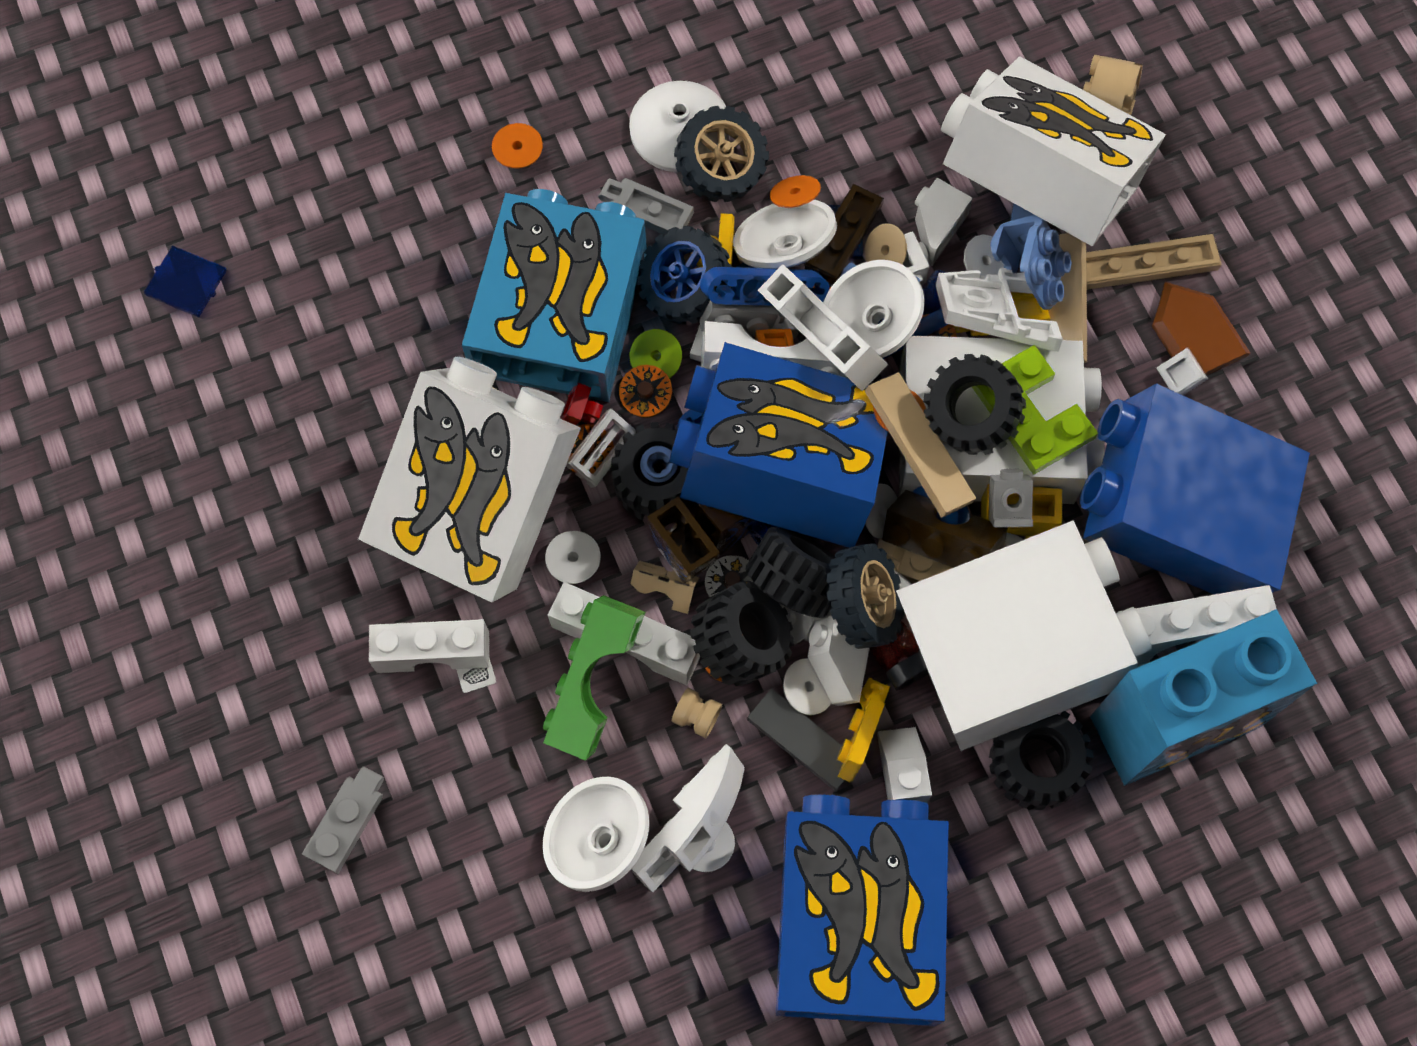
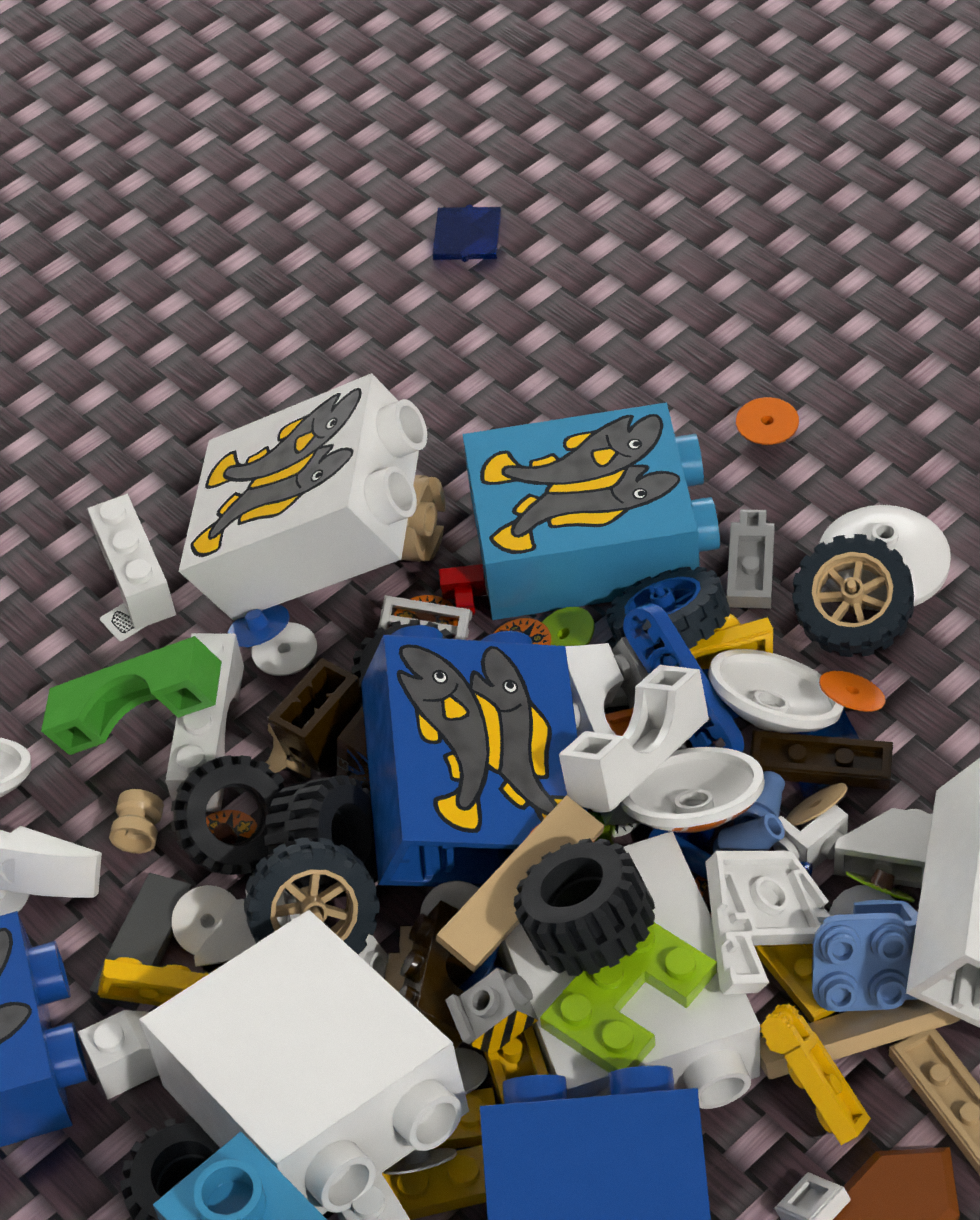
camera: 75 degrees right, 20 degrees down
(543, 571) = (260, 625): none -> blue piece
(968, 237) = (881, 881): none -> piece
(1104, 329) = (815, 1072): none -> yellow hinge

